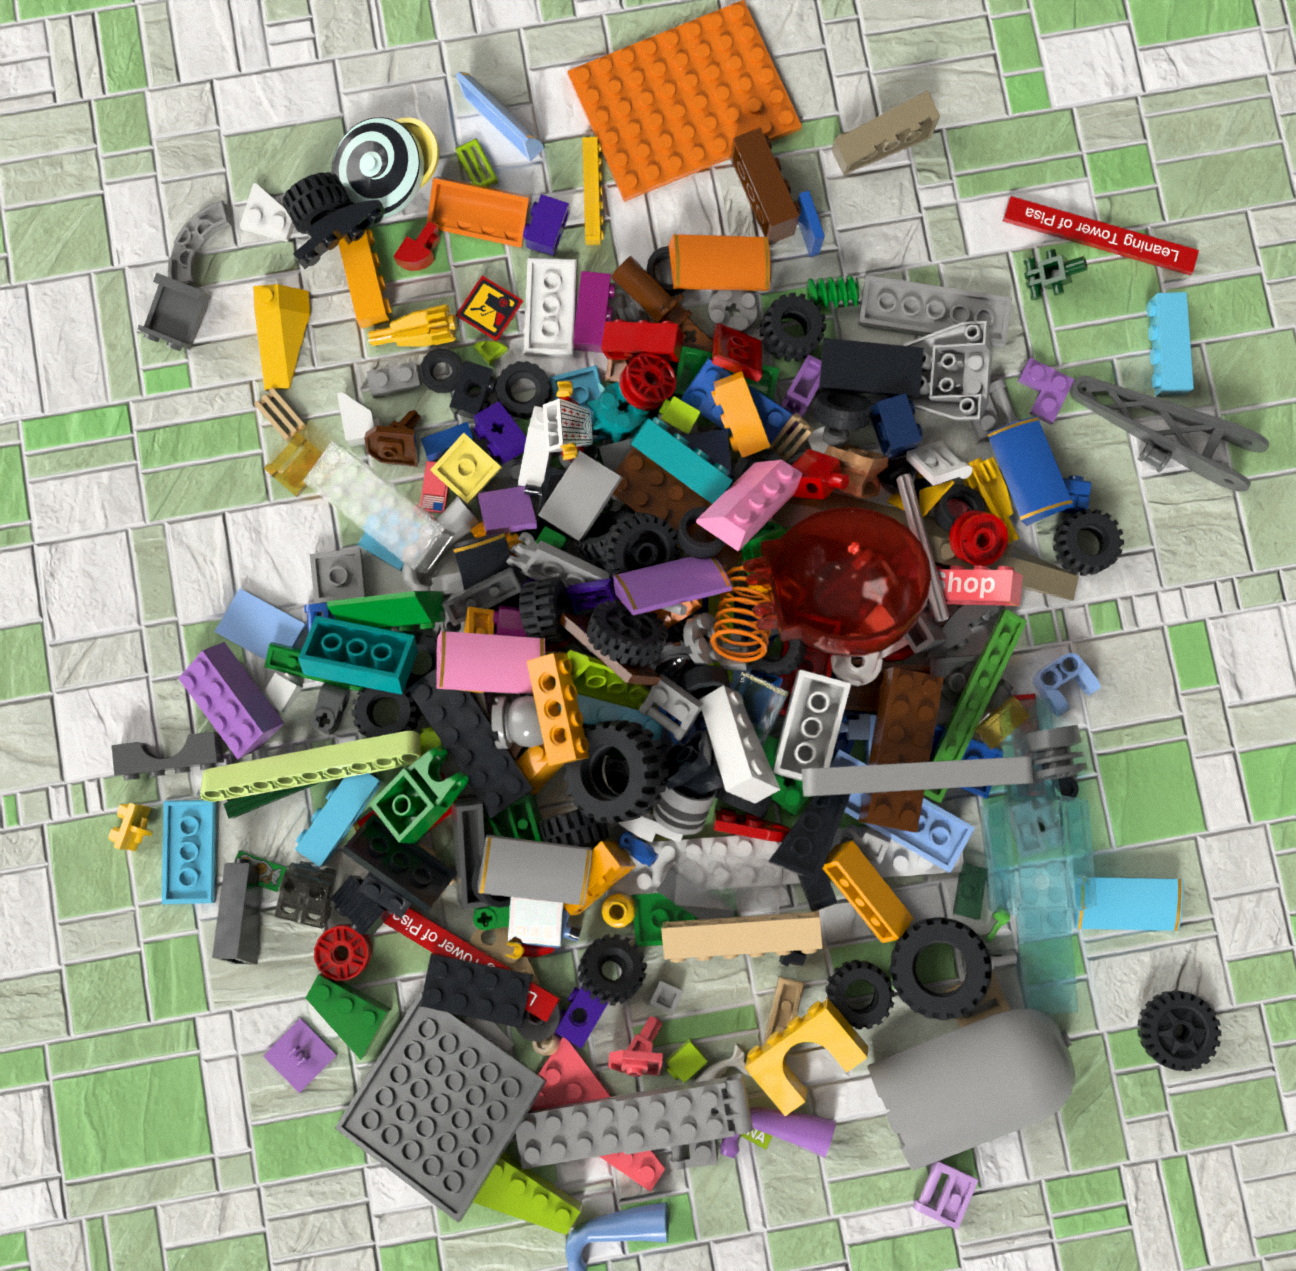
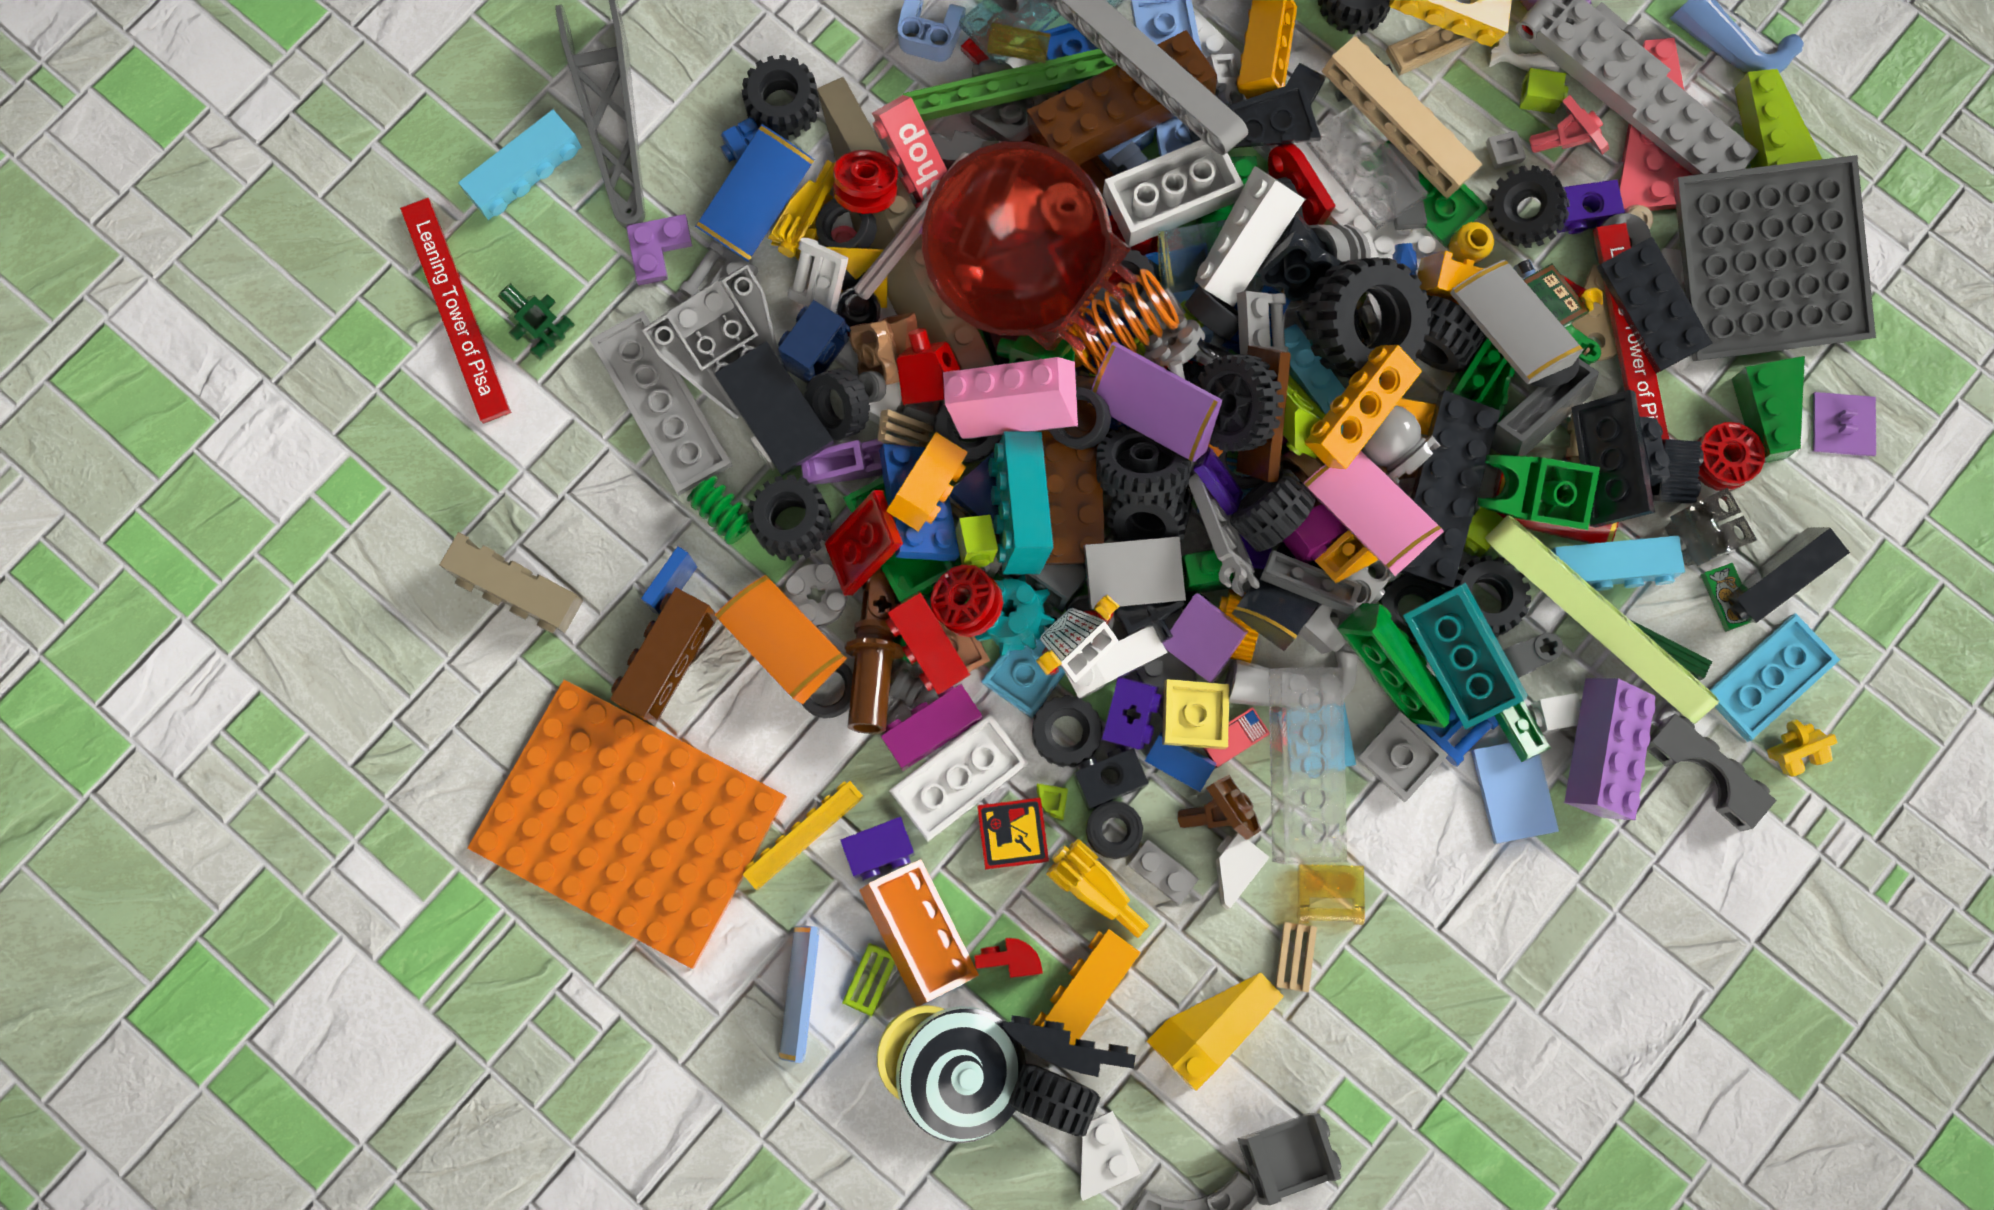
camera: 130 degrees left, 5 degrees down
(1155, 456) = (646, 102): dark grey bush -> none

